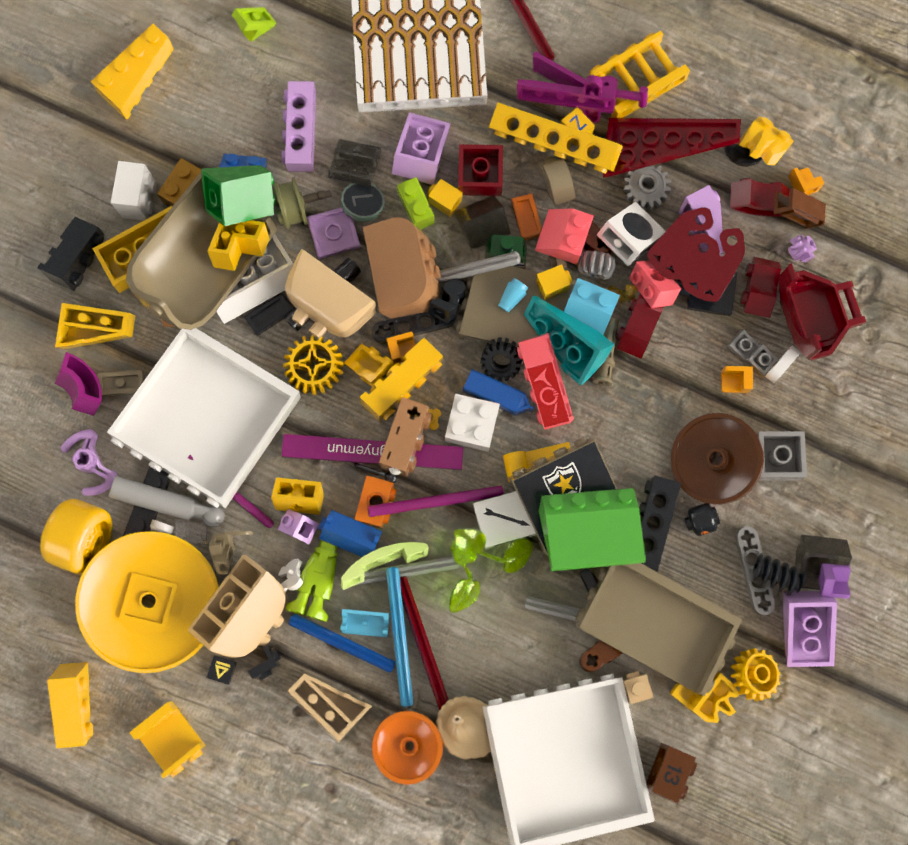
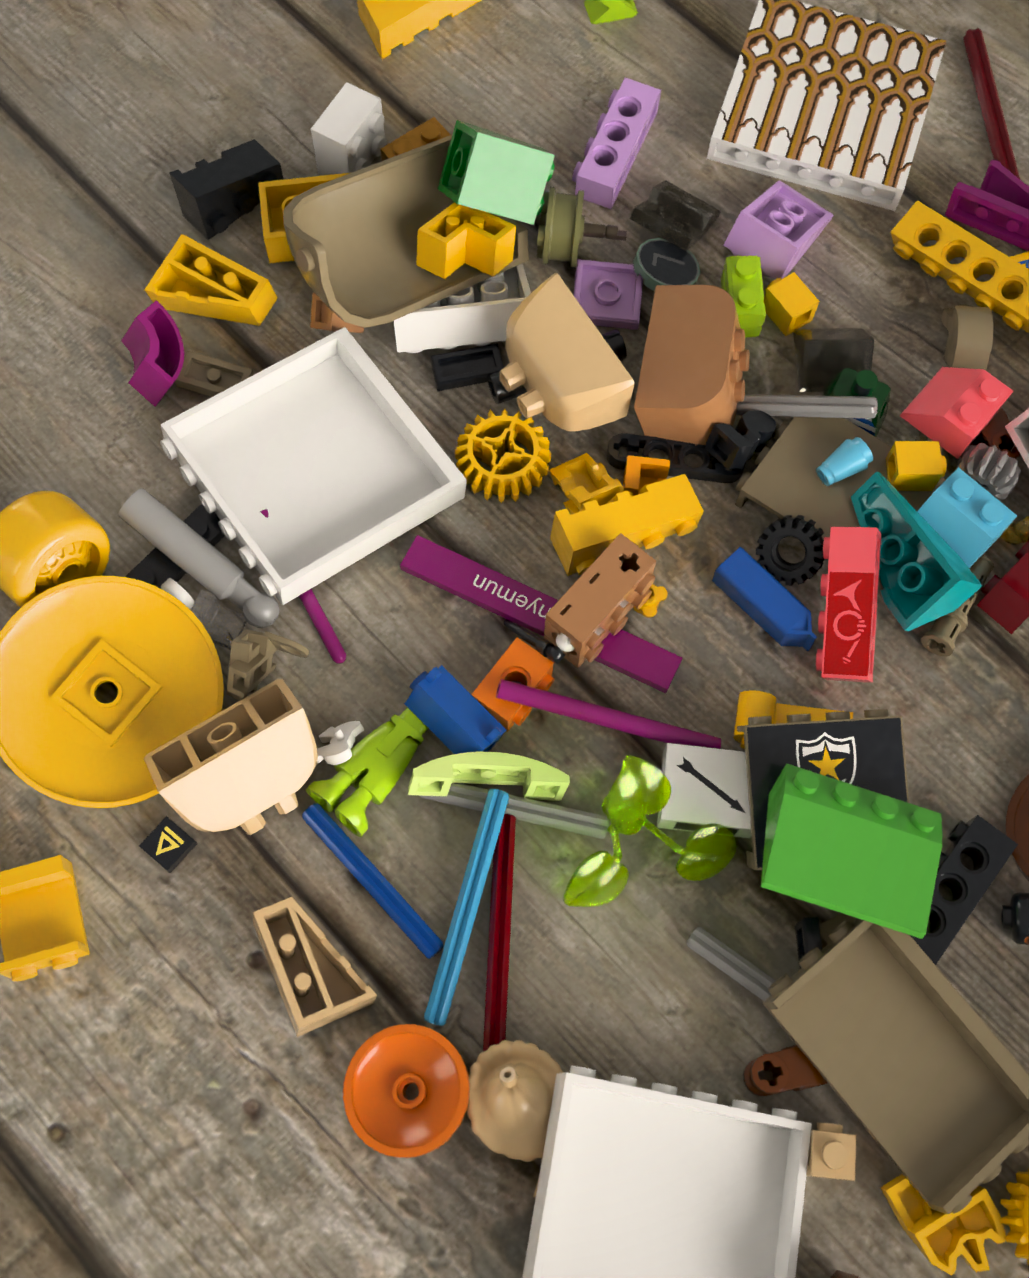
camera: 20 degrees right, 10 degrees down
(88, 460) = (116, 459): lavender piece -> none
(264, 669) = (233, 868): black bracket -> none
(297, 495) = (399, 627): yellow brick -> none
(298, 526) = (380, 672): lavender brick -> none
(365, 623) = (422, 862): medium azure hinge -> none
(471, 422) = (710, 625): white piece -> none
(480, 170) = (857, 283): dark red brick -> none
(526, 216) = (902, 372): orange tile -> none

